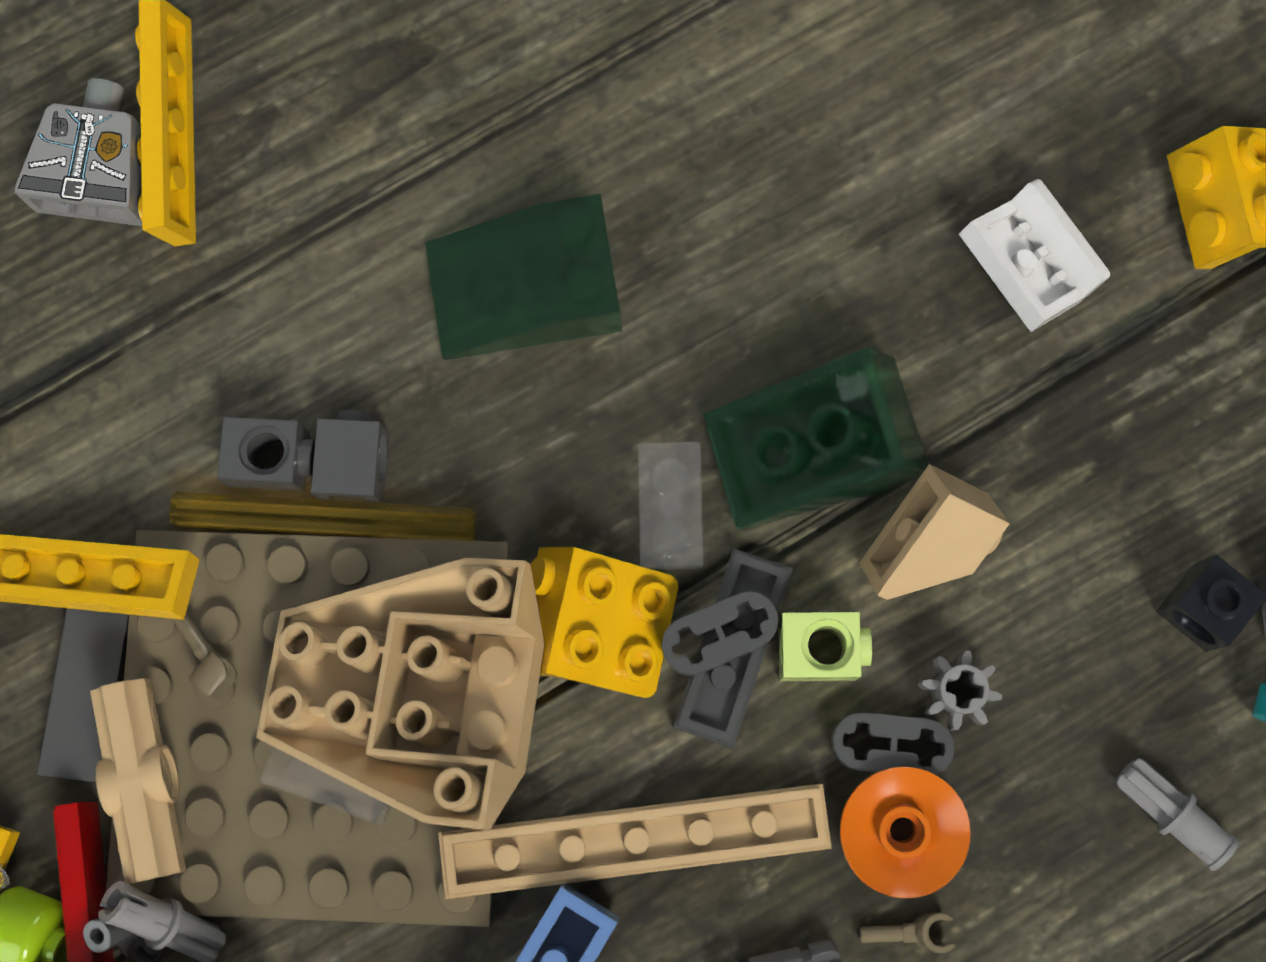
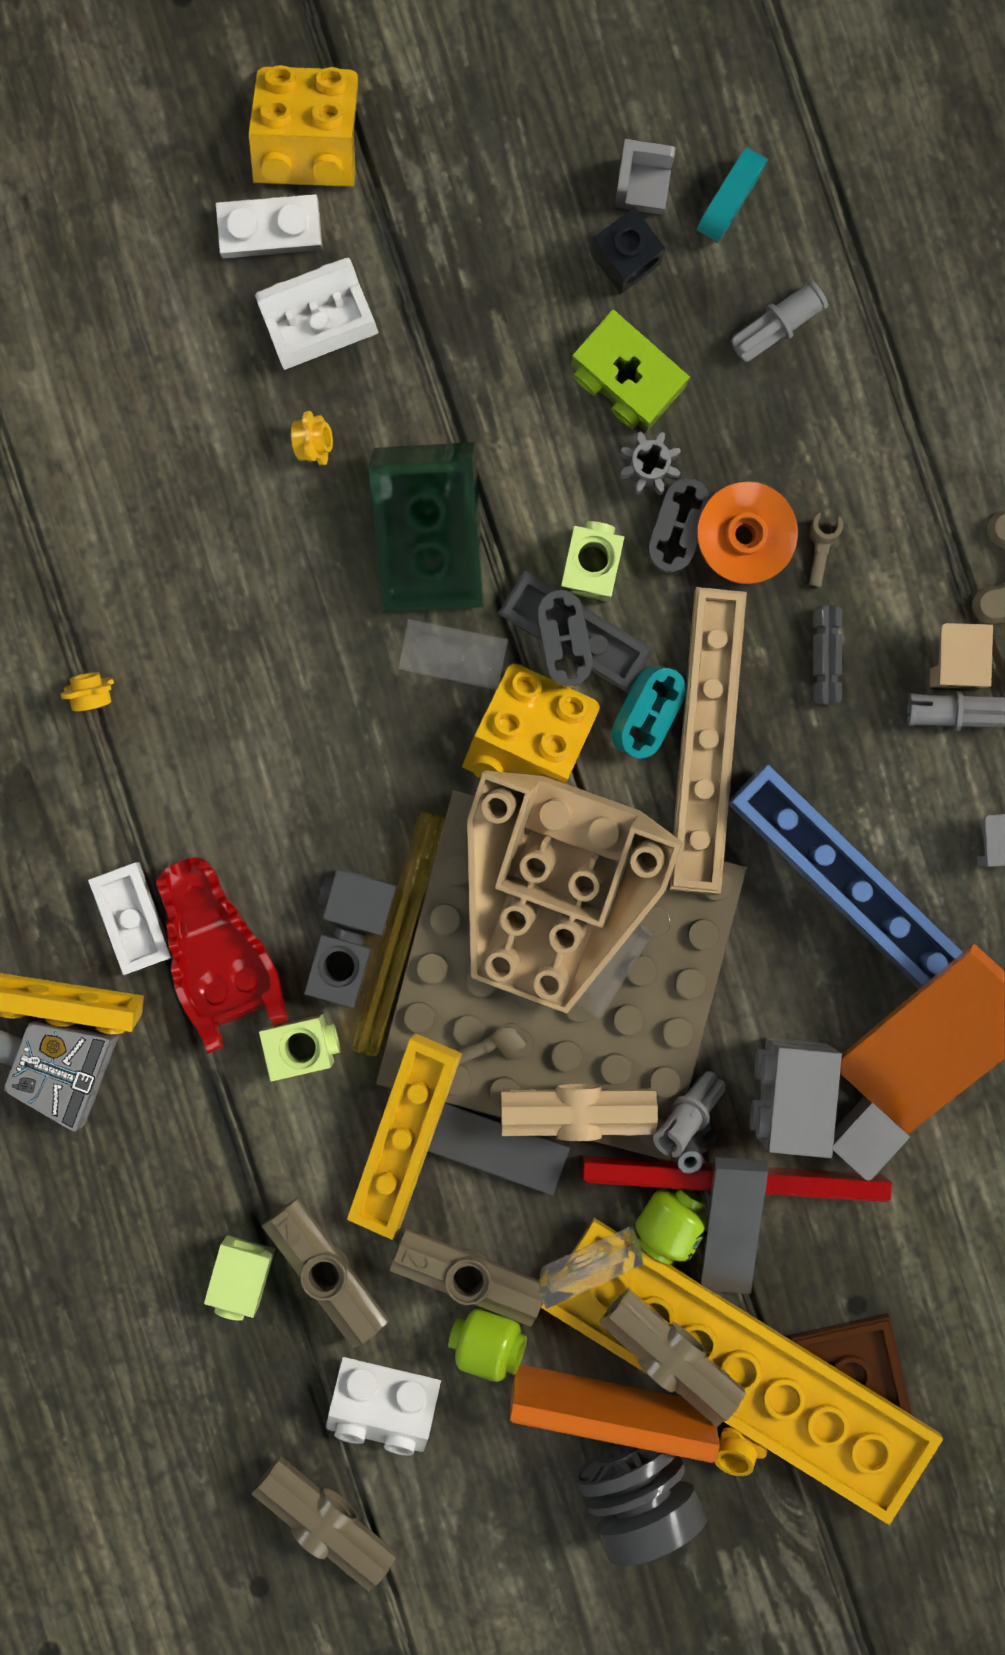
camera: 85 degrees left, 10 degrees up
(146, 410) = (283, 1063): none -> yellowish green brick
(251, 309) = (217, 959): none -> red animal
(280, 206) = (130, 918): none -> white plate
(525, 279) = (240, 731): clear green slope -> none
(532, 100) = (88, 691): none -> yellow plate
(655, 759) = (648, 711): none -> teal beam
(886, 284) = (311, 438): none -> yellow plate
(933, 536) = (526, 453): tan slope -> none
(1092, 620) = (622, 346): none -> lime brick
(1121, 184) = (269, 226): none -> white plate

